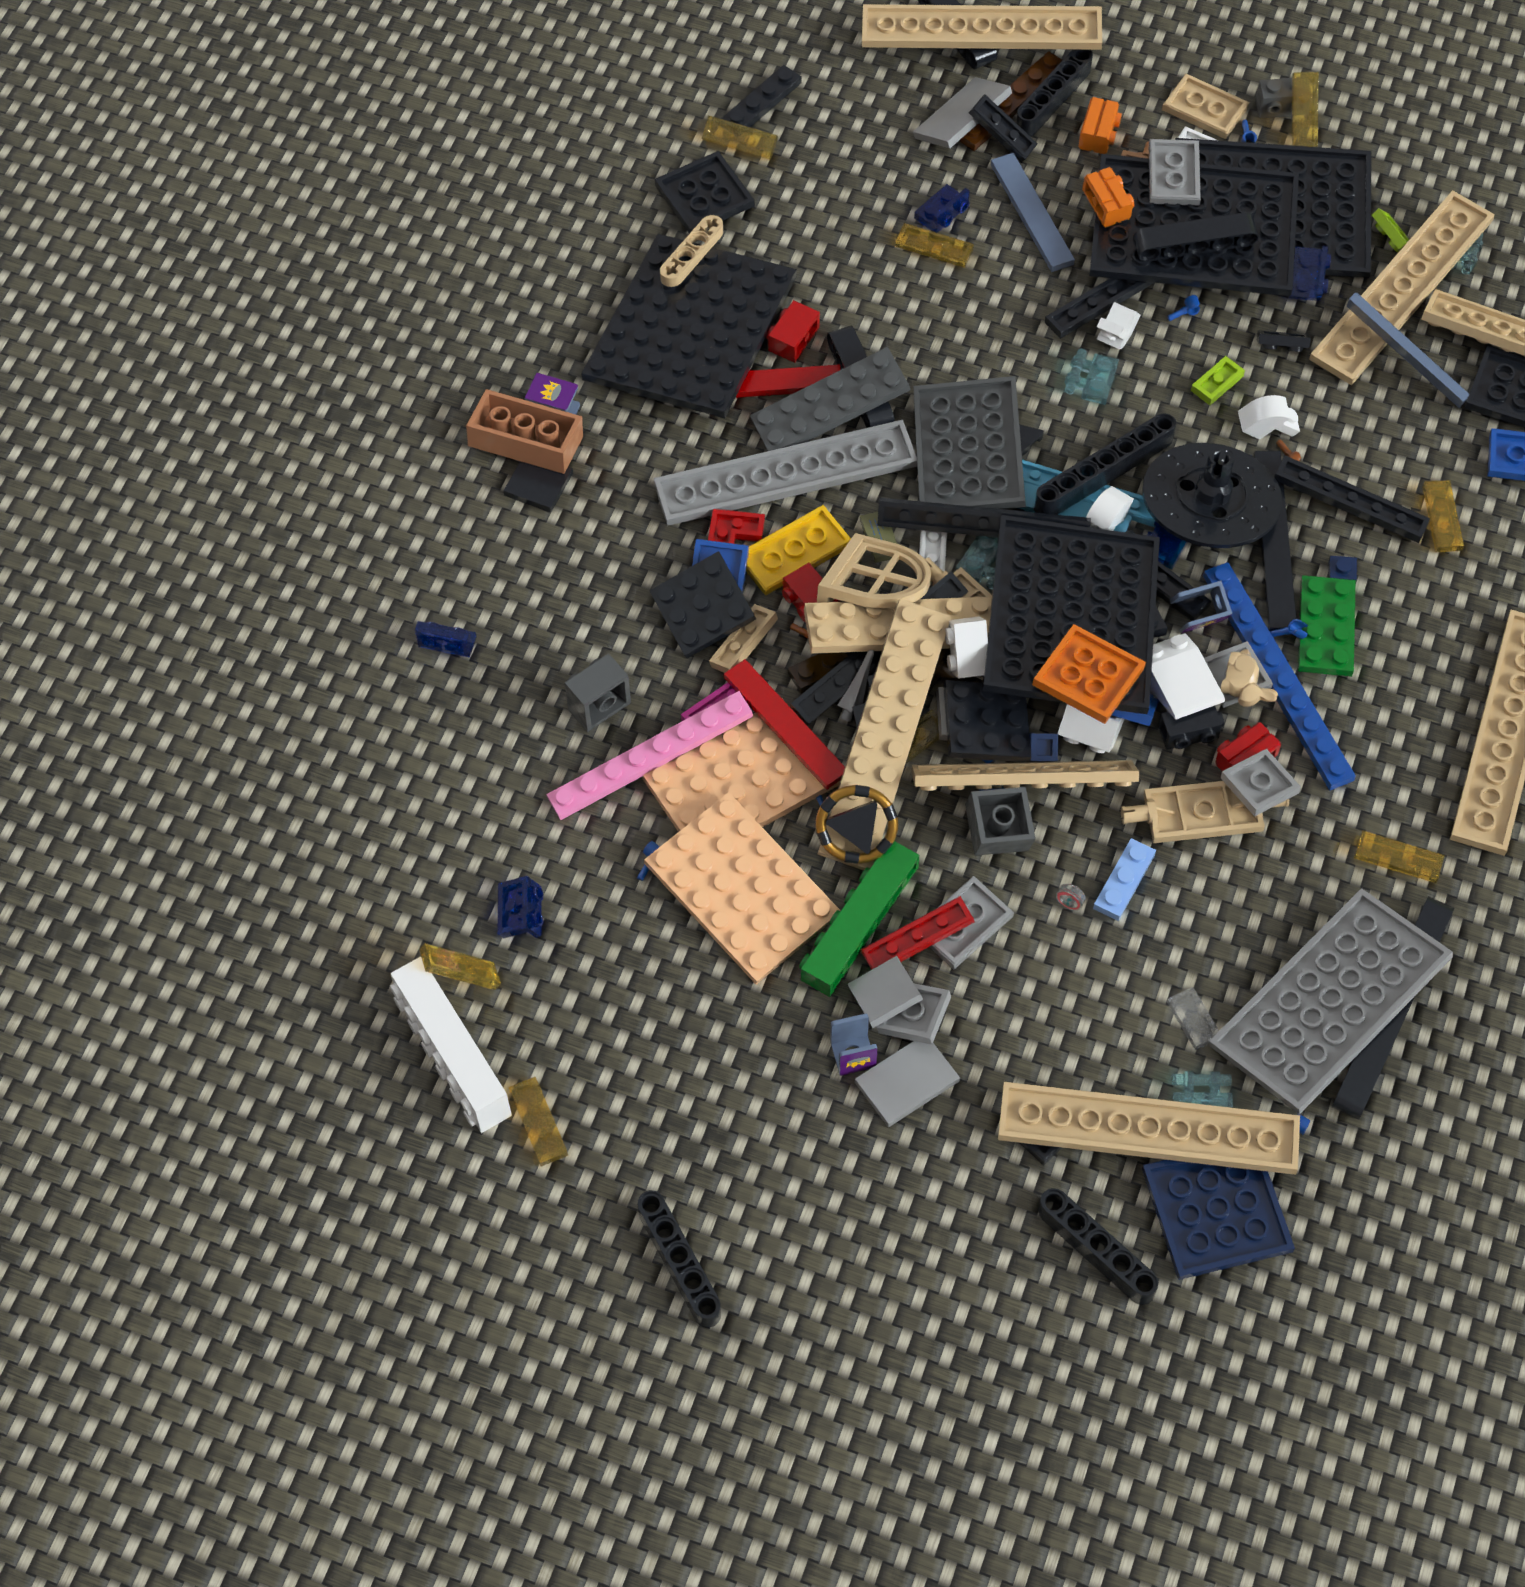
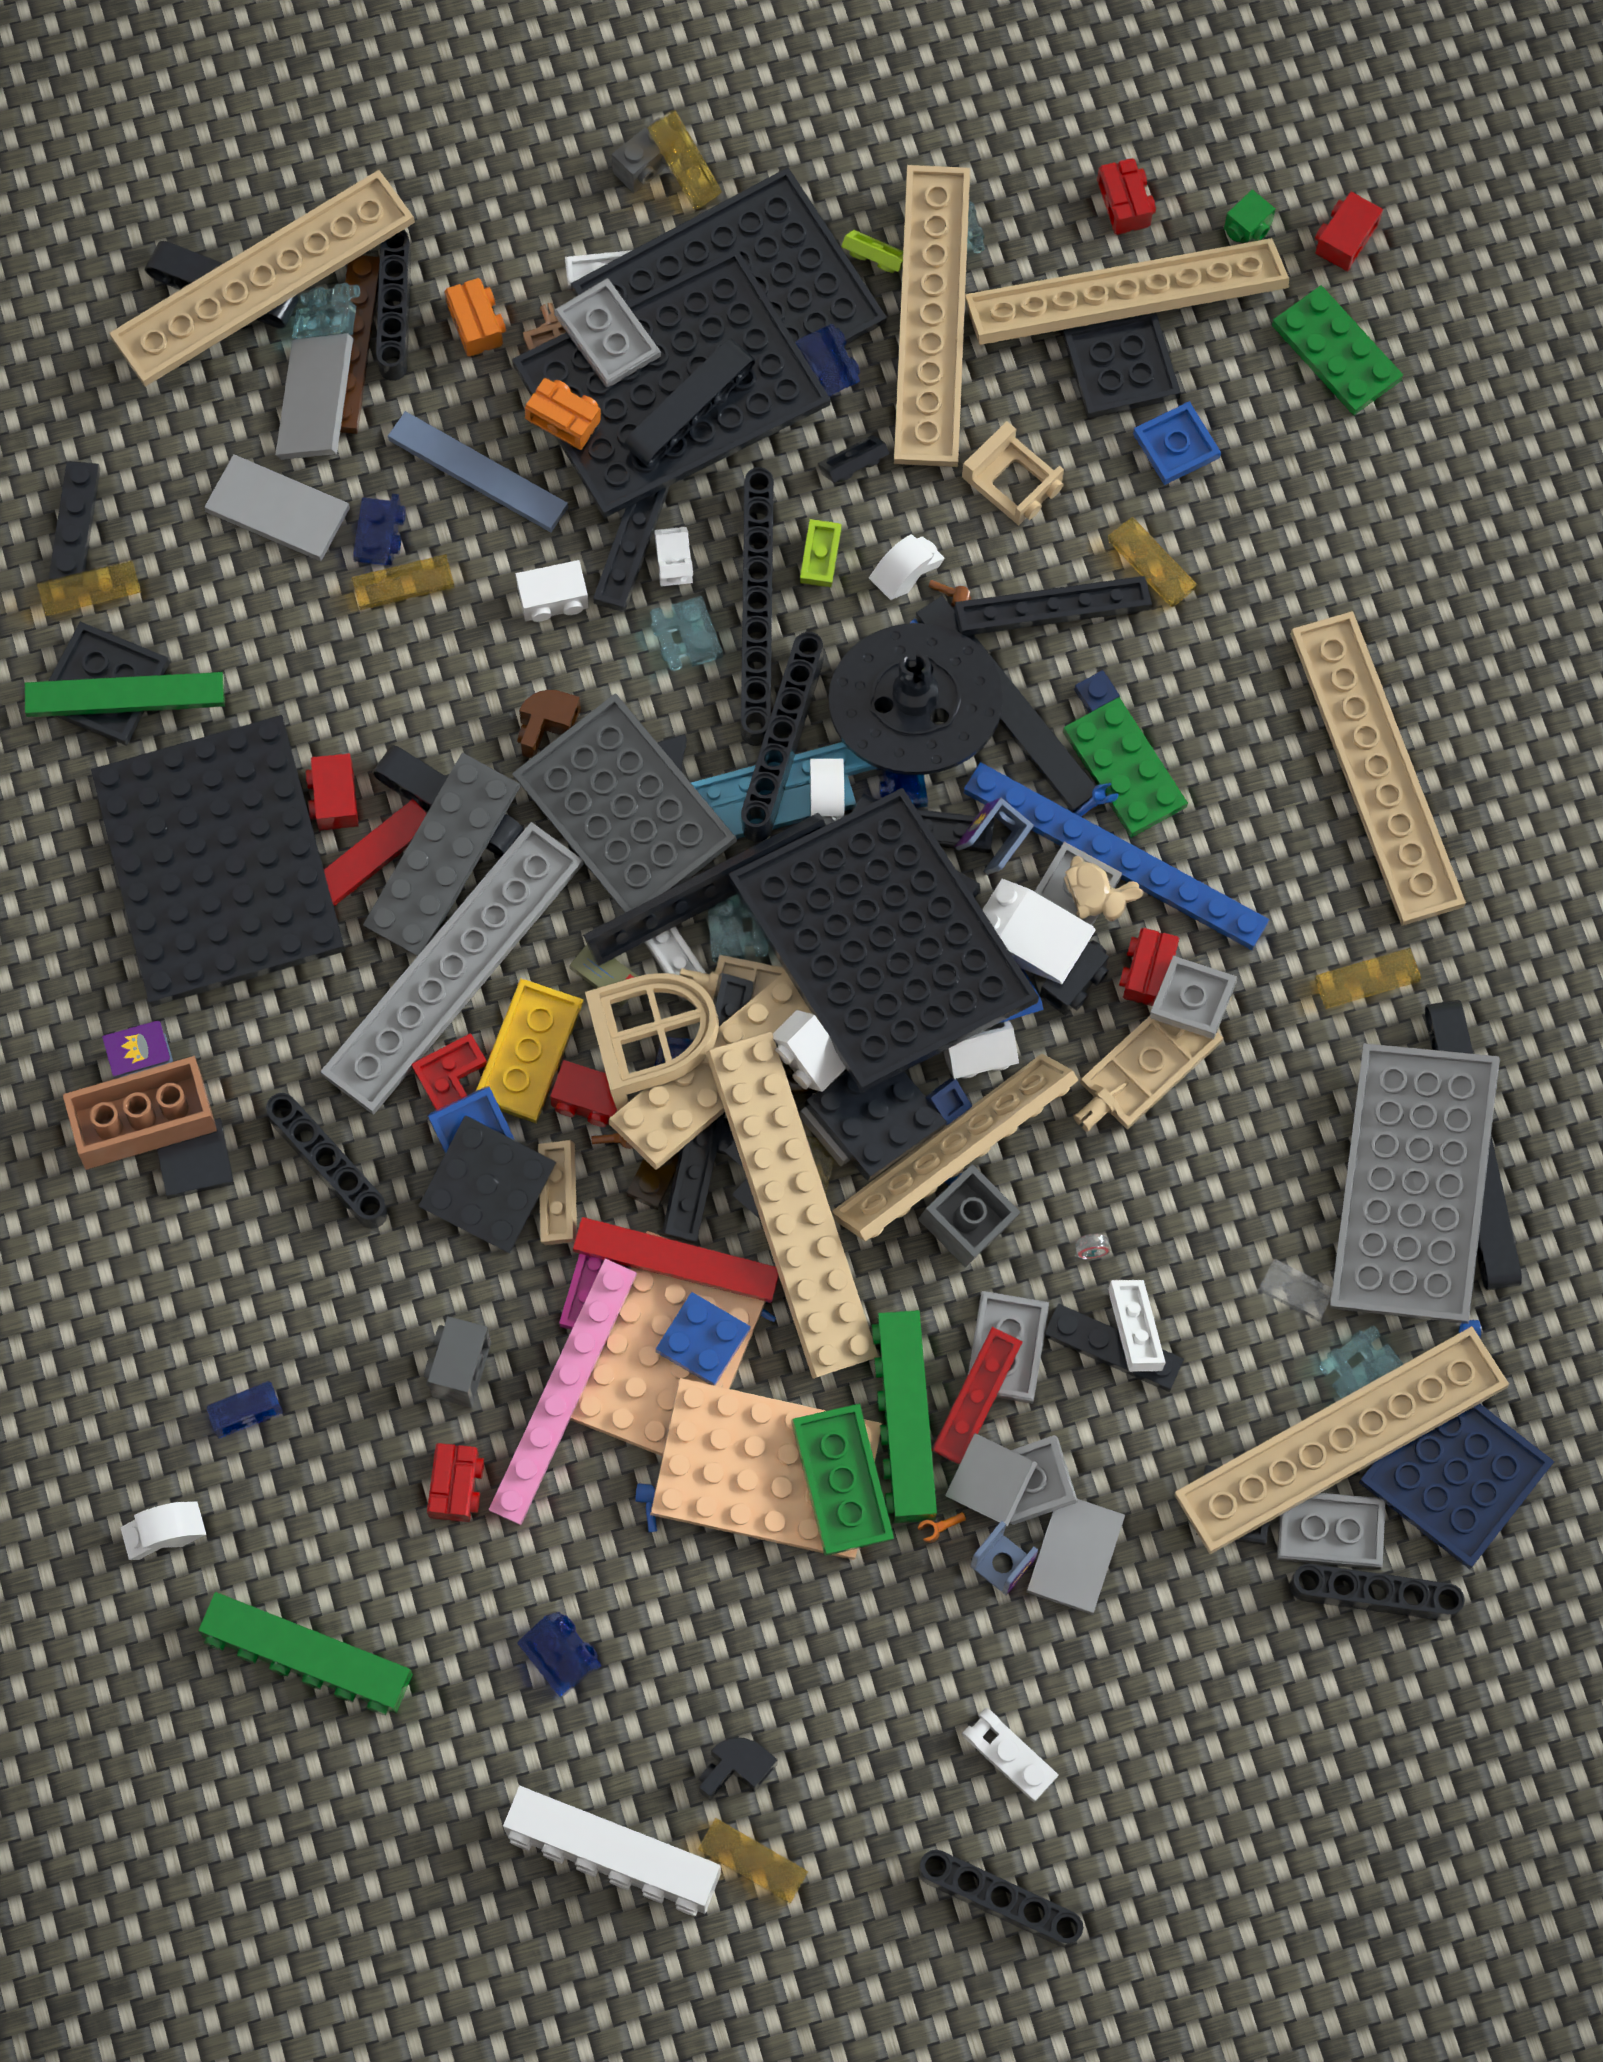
camera: 40 degrees left, 10 degrees up
(342, 669) = (162, 1527): none -> white brick
(364, 801) = (305, 1653): none -> green brick
(459, 966) = (558, 1763): clear yellow tile -> none
(538, 763) = (454, 1482): none -> red brick
(578, 1048) = (738, 1757): none -> black brick
(615, 541) = (322, 1145): none -> black beam
(696, 253) = (152, 770): tan beam -> none
(711, 202) = (124, 694): none -> green tile
(760, 1176) = (1011, 1755): none -> white plate
(763, 781) = (703, 1339): none -> blue plate
(783, 922) = (842, 1479): none -> green plate
(827, 1001) = (941, 1526): none -> orange hand
(855, 693) = (721, 1177): light grey piece -> none
(856, 824) = (841, 1326): piece -> none
(890, 161) = (277, 507): none -> light grey tile
(960, 364) = (543, 712): none -> reddish brown brick
(1003, 128) = (375, 390): black tile -> none
(1008, 70) = (324, 318): none -> clear light blue plate
(1023, 300) = (552, 591): none -> white brick
(1036, 970) = (1105, 1345): none -> black plate
(1060, 962) = (1136, 1325): none -> white plate
(1089, 673) = (957, 1002): orange plate -> none
(1099, 1187) = (1334, 1531): none -> light grey tile
(1124, 879) = (1127, 1189): light blue plate -> none
(1154, 379) = (757, 591): none -> black beam
(1191, 307) = (731, 480): blue hand -> none
(1205, 106) = (567, 216): tan tile -> none
(1248, 135) = (637, 224): blue hand -> none
(1383, 392) = (995, 457): none -> tan window
(1407, 350) = (993, 393): sand blue tile -> none

